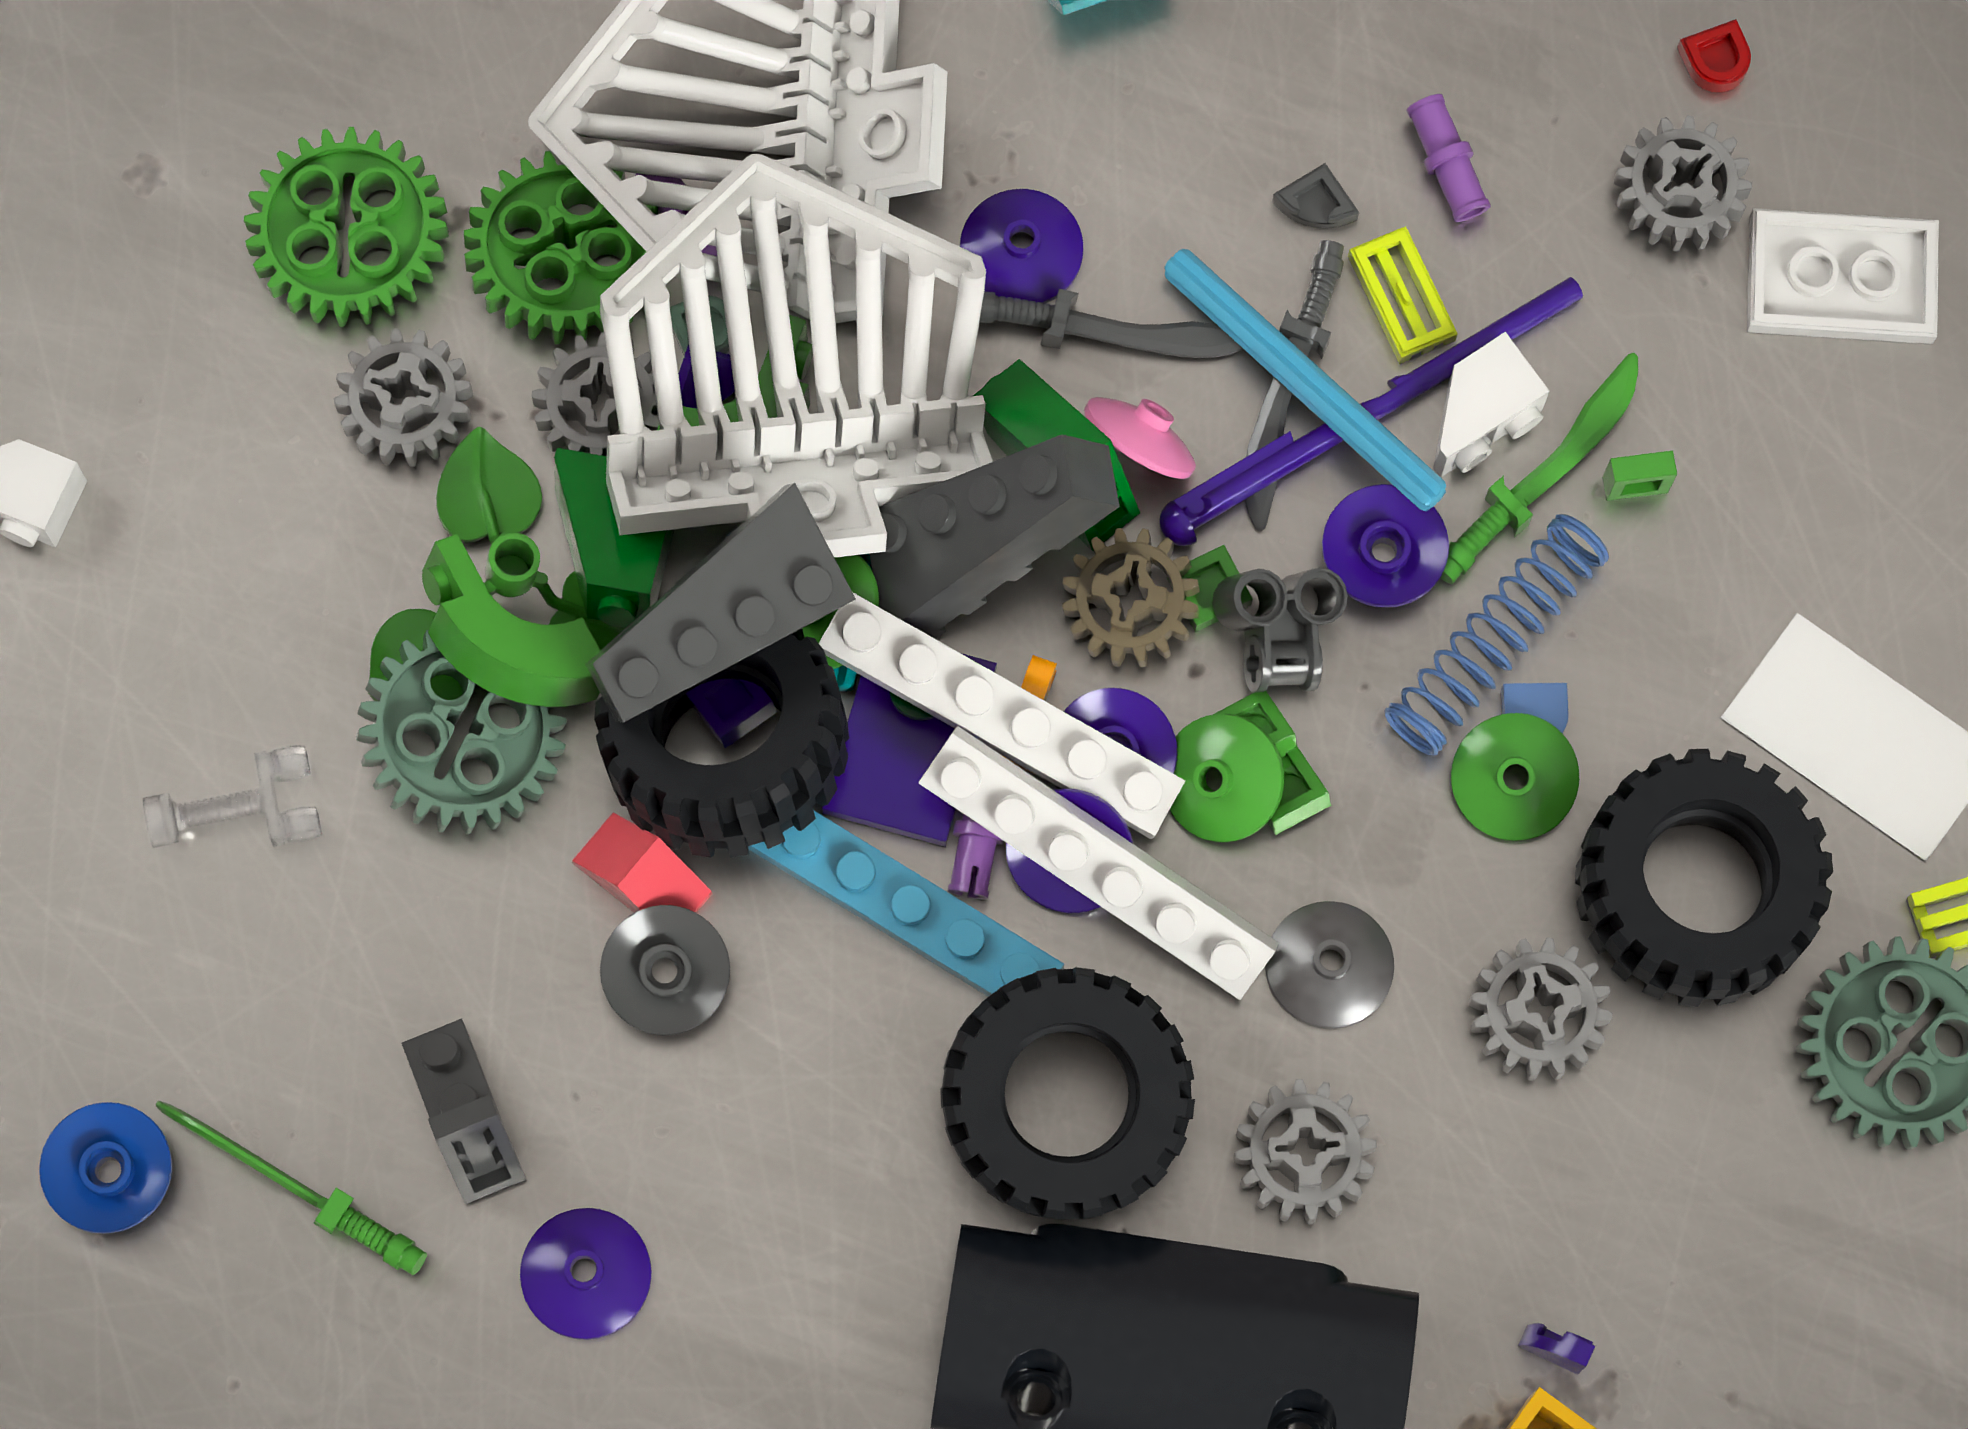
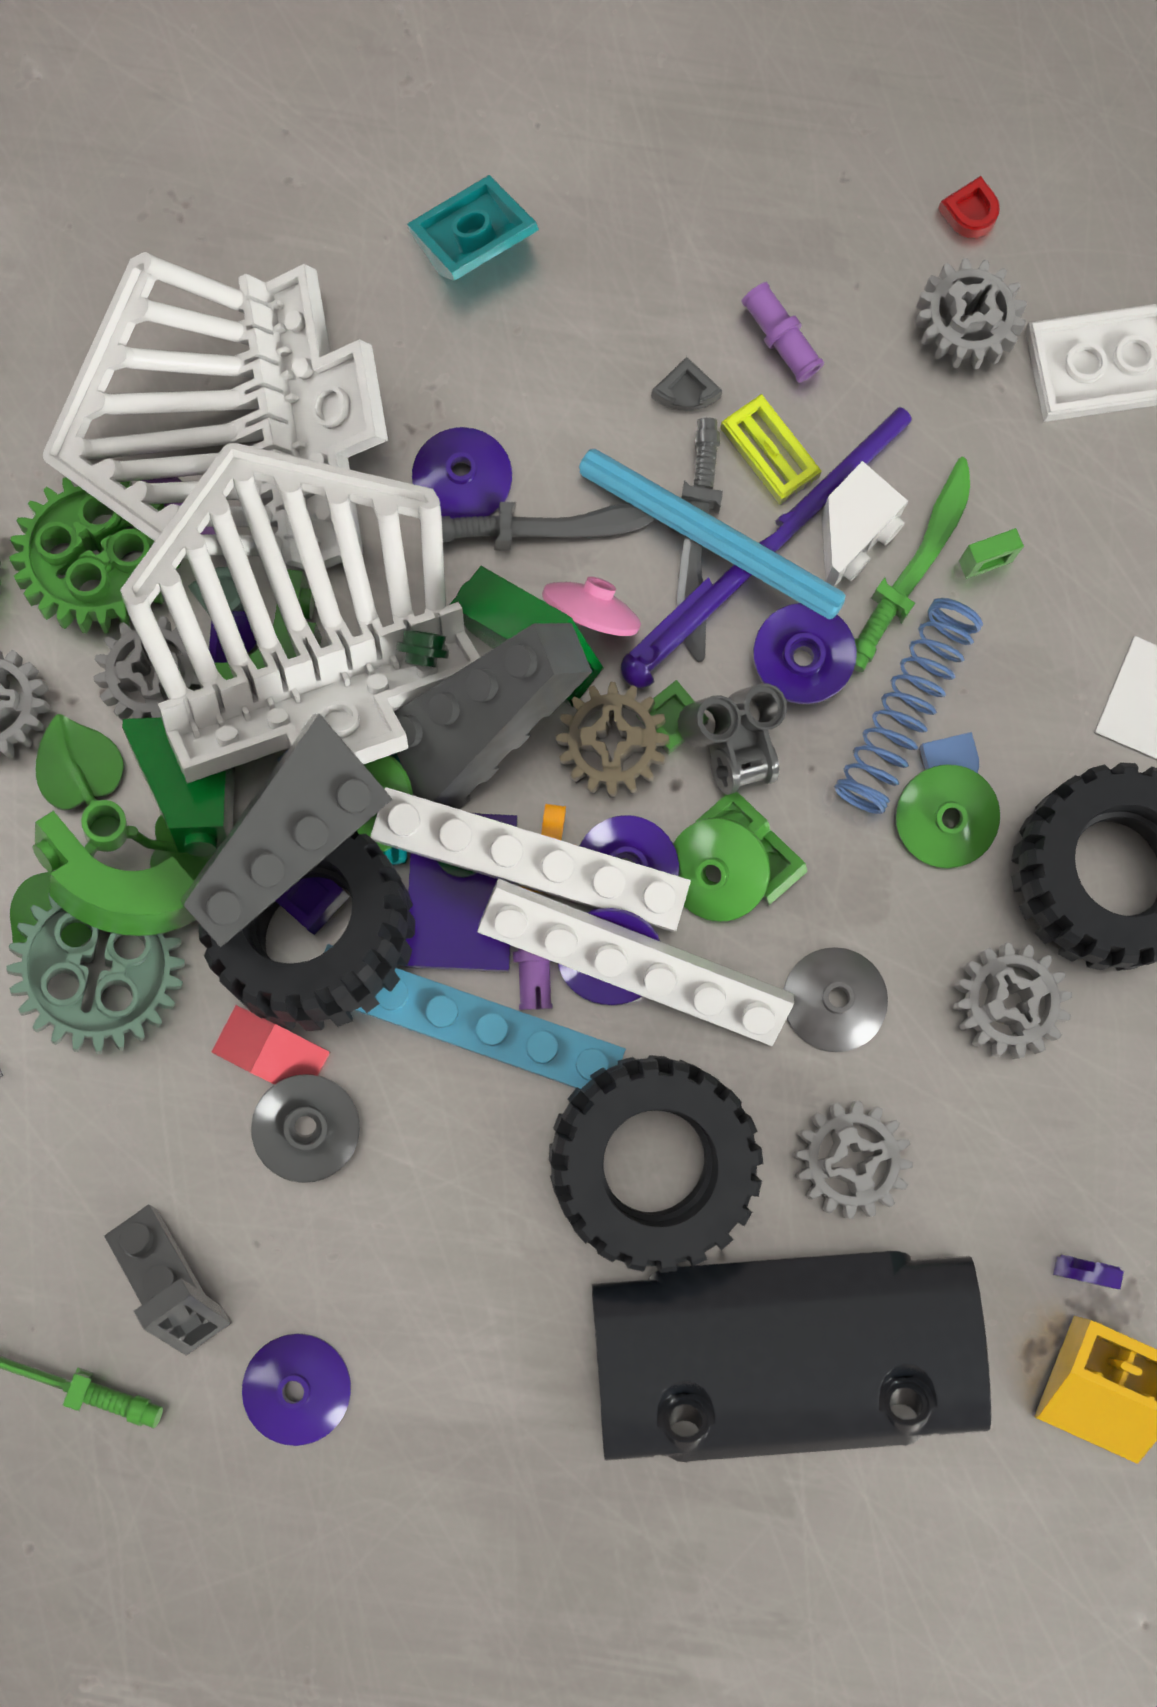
camera: 15 degrees left, 5 degrees up
(928, 439) = (422, 648): none -> dark green plate

